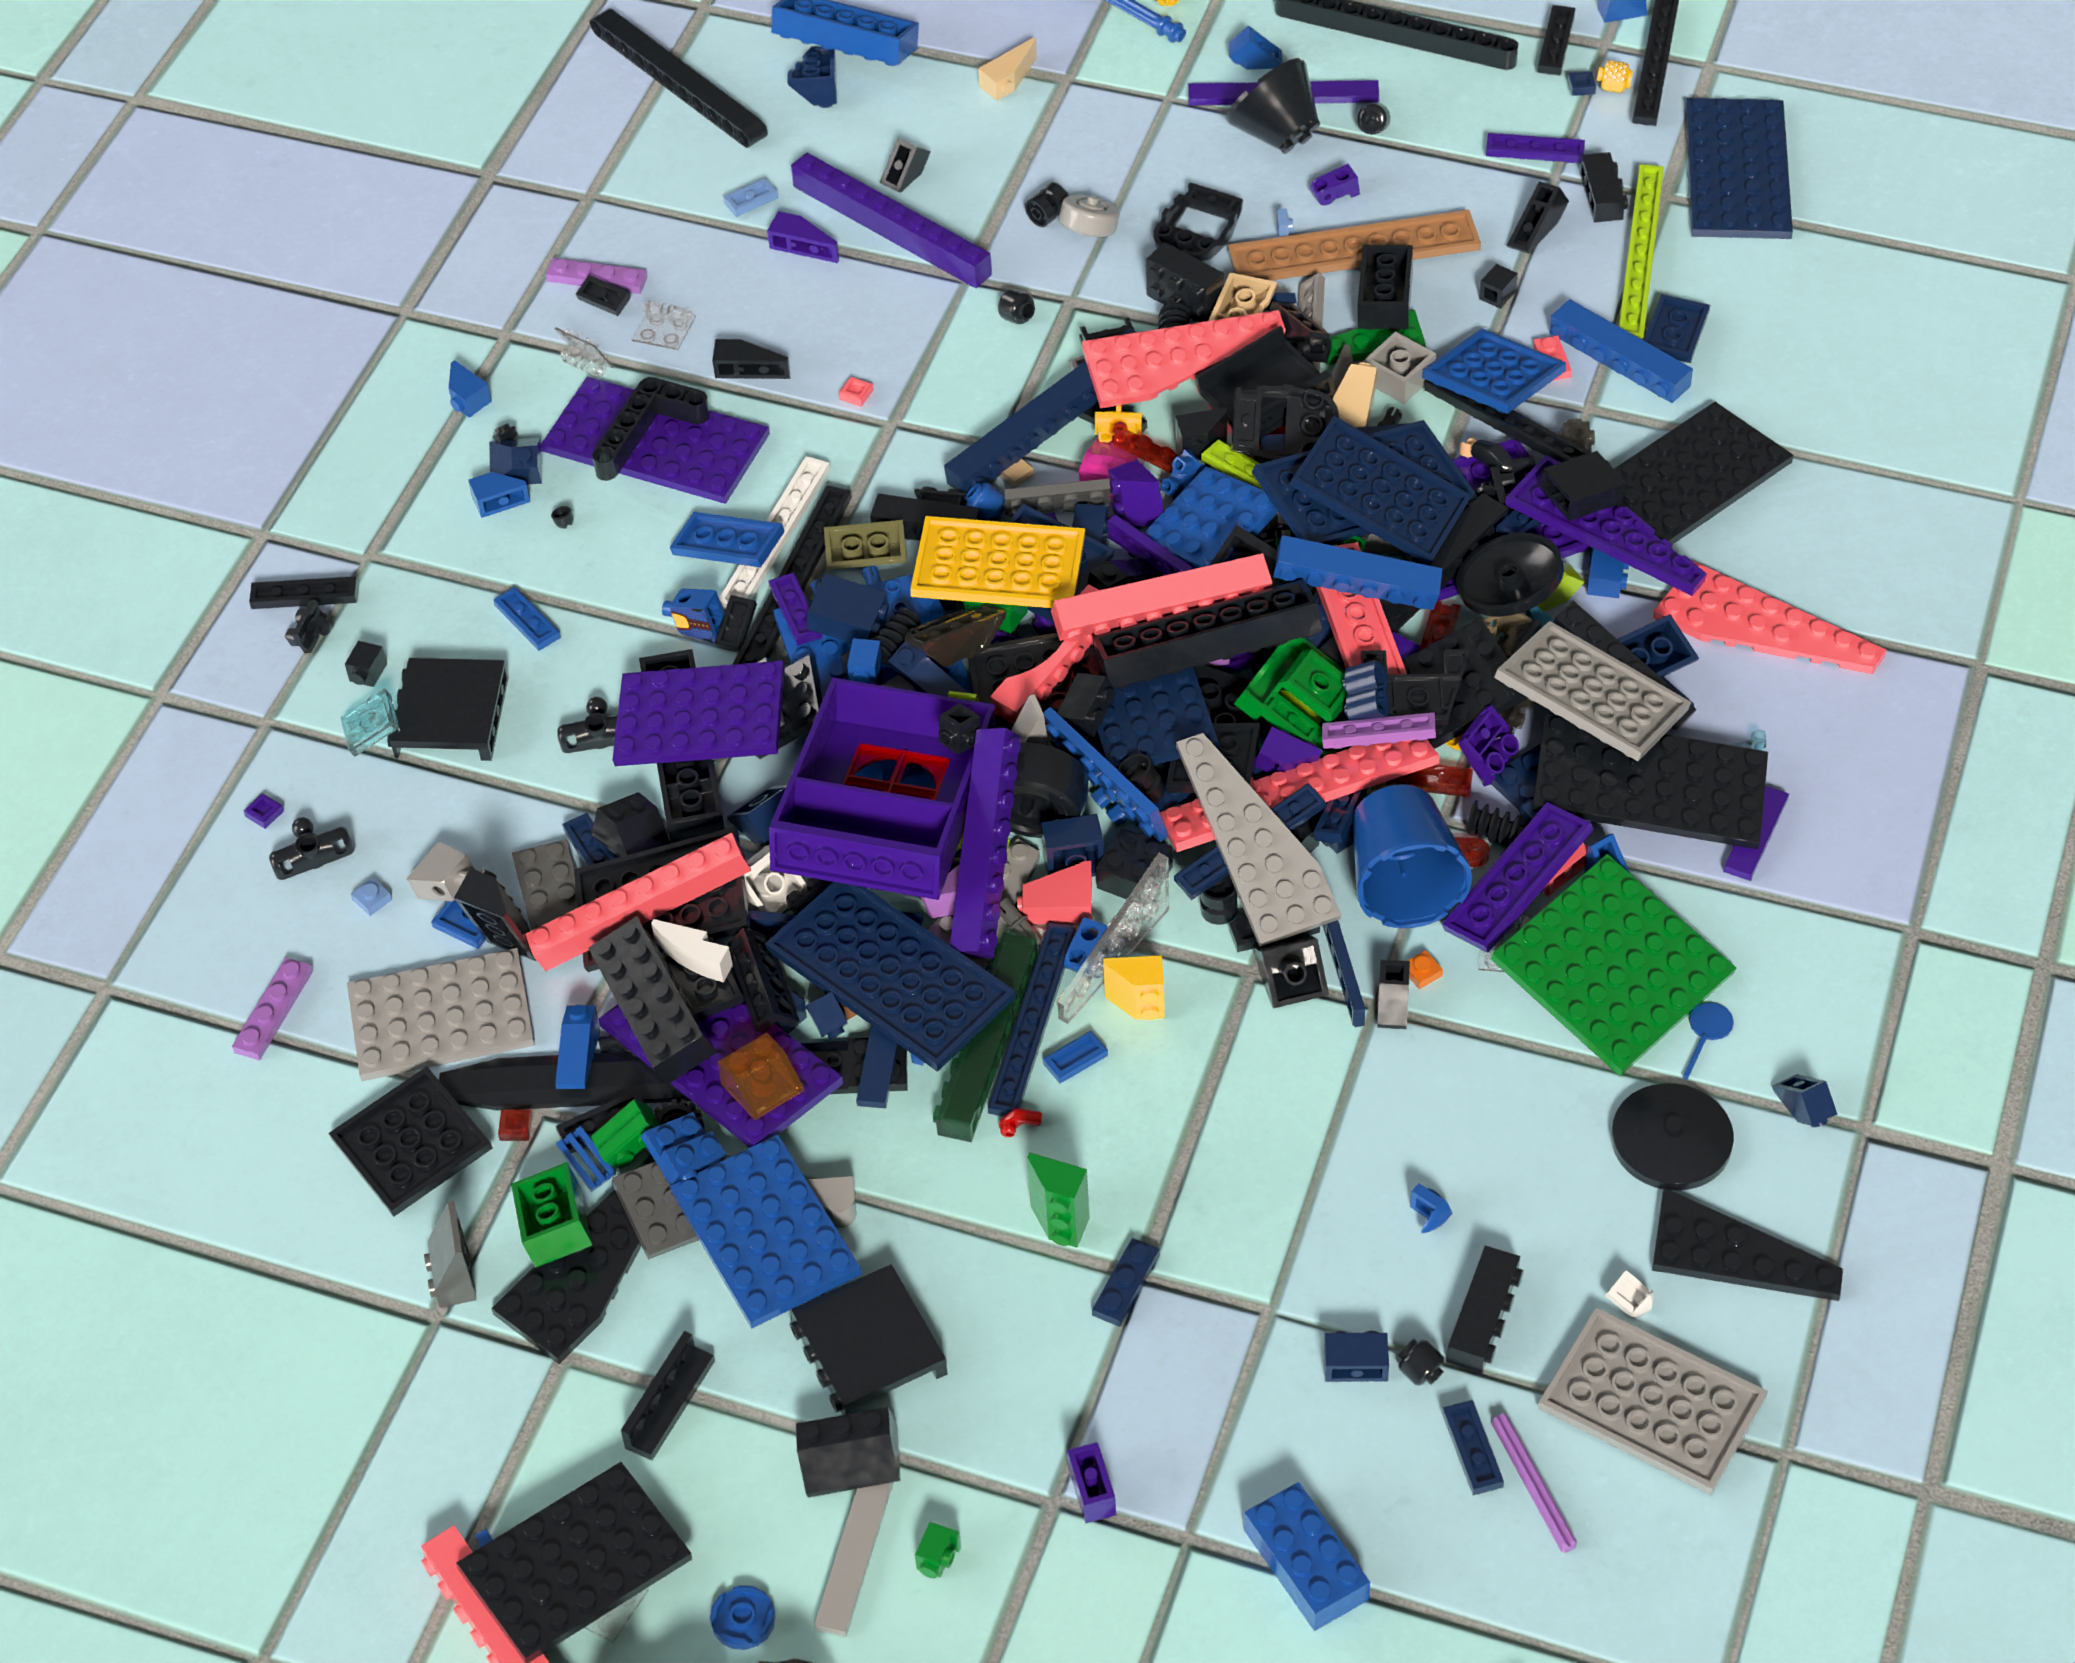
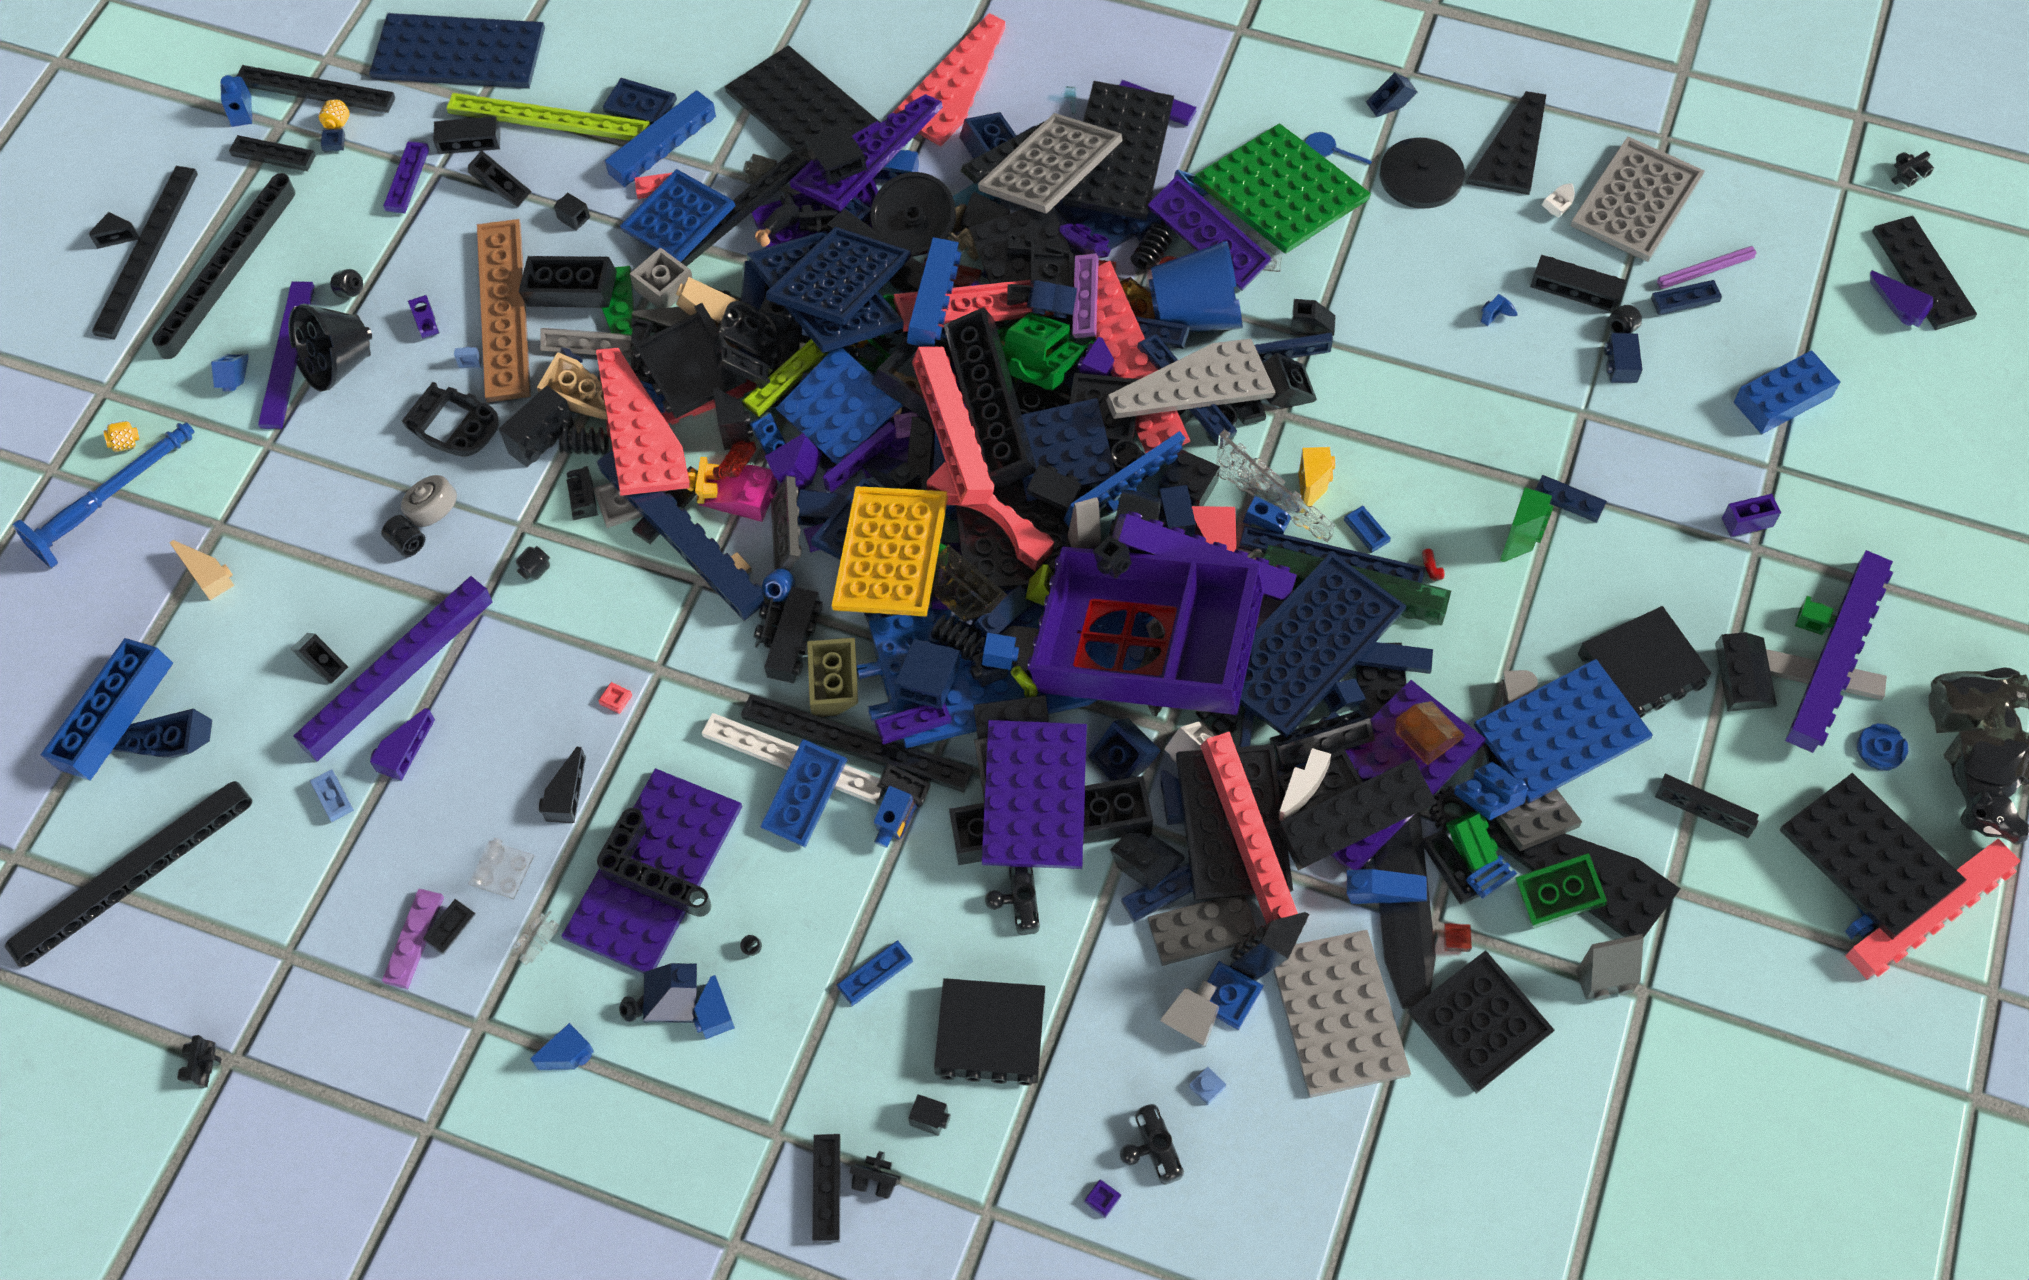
camera: 90 degrees left, 10 degrees up
(272, 1009) = (1336, 1162): medium lavender plate -> none
(369, 722) = (1008, 1100): clear light blue plate -> none
(484, 150) = (200, 1061): none -> black hips
(880, 1568) = (1839, 652): none -> dark purple brick
(1297, 324) = (612, 338): black slope -> none
(1424, 969) = (1279, 305): orange plate -> none

